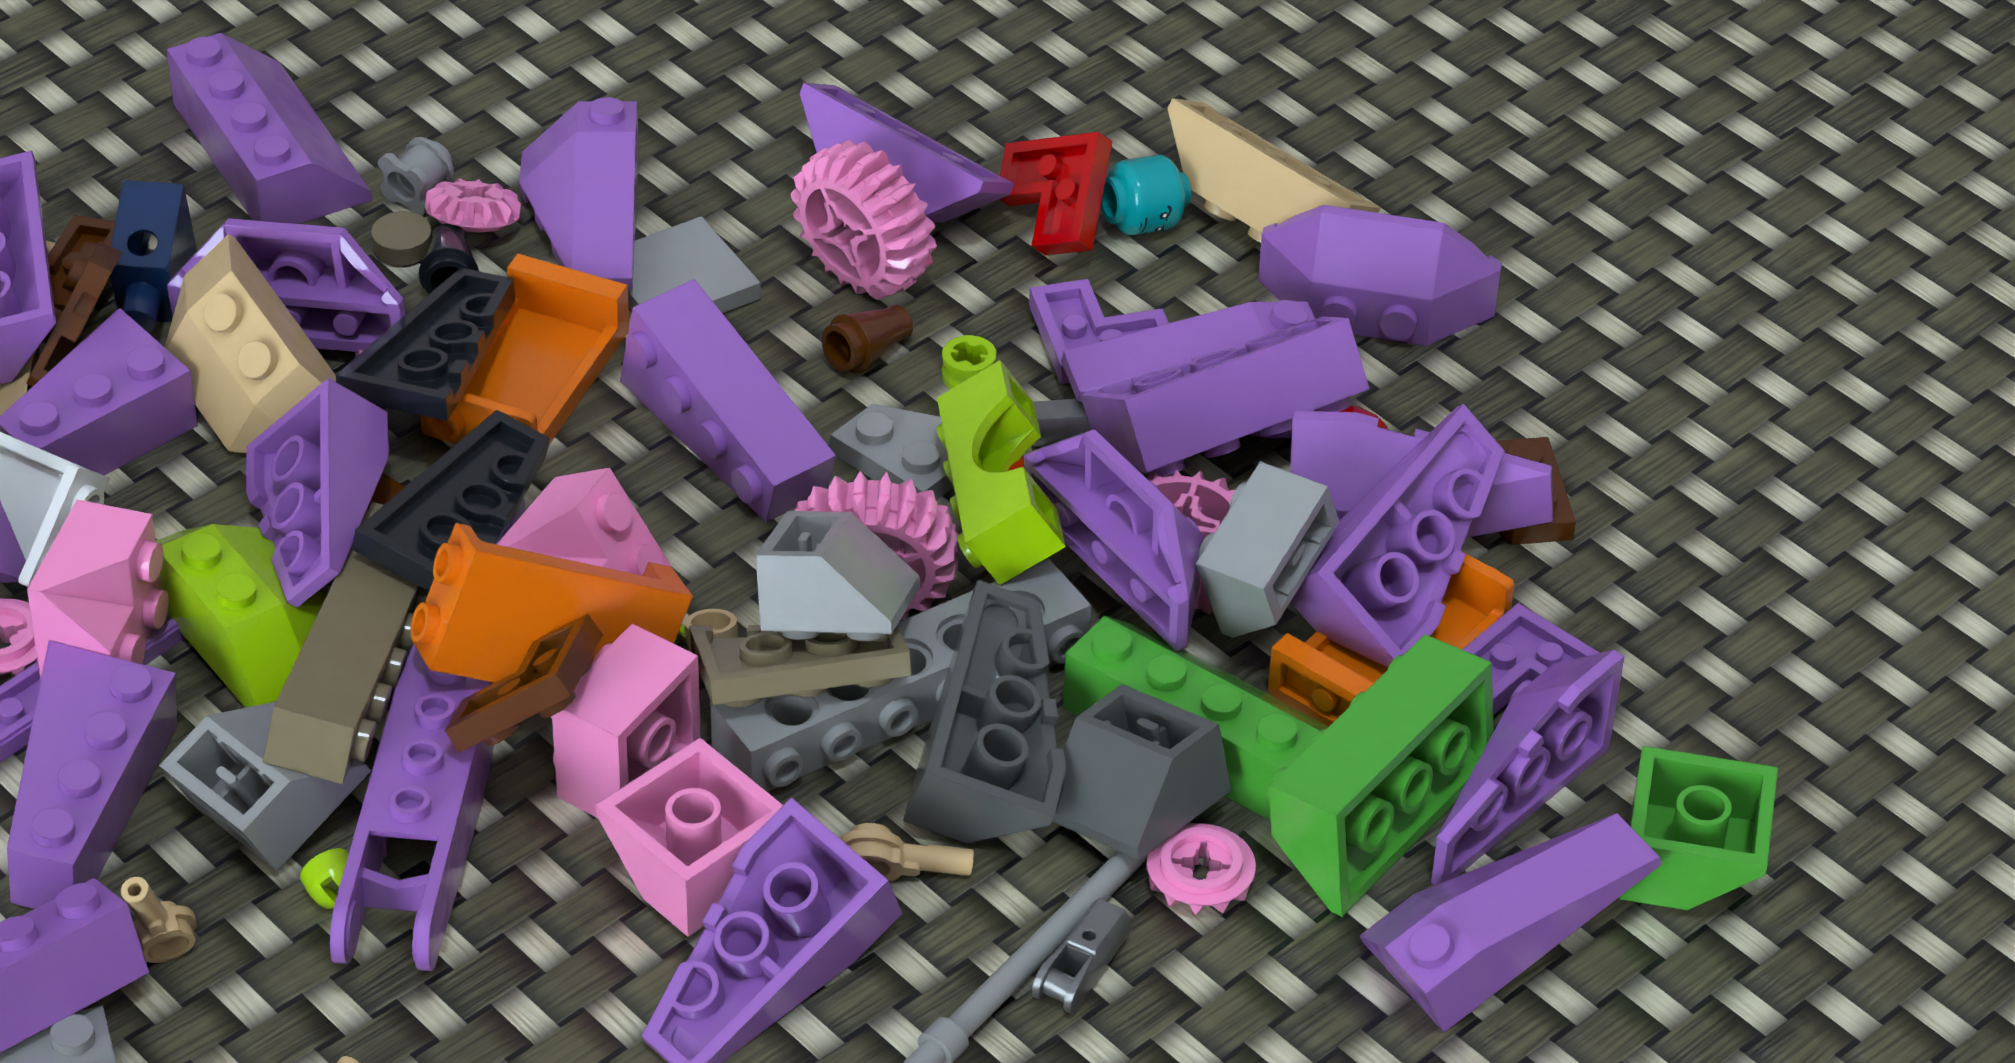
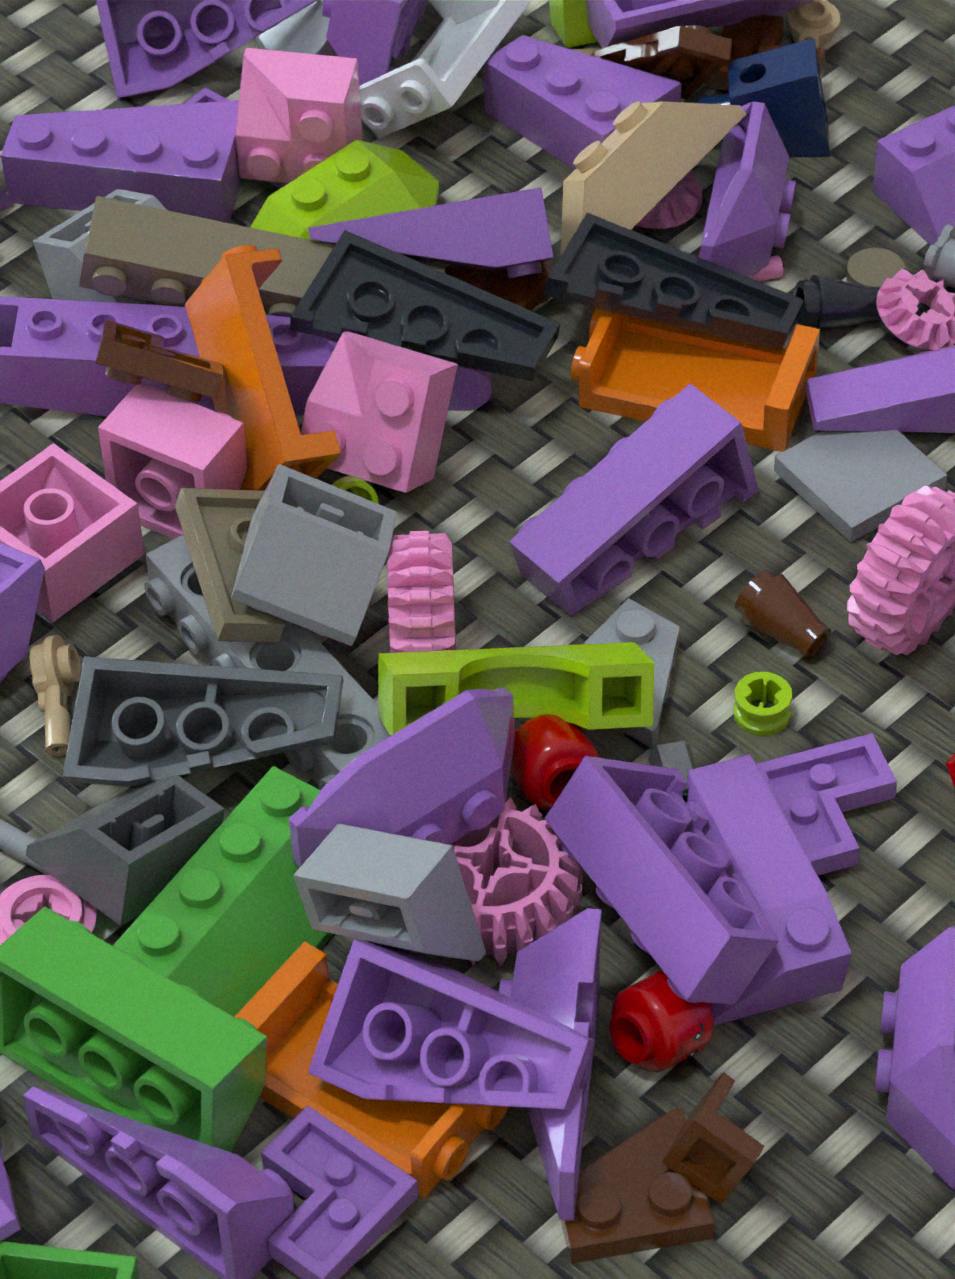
camera: 90 degrees right, 5 degrees up
(1495, 404) = (711, 1148): none -> reddish brown panel

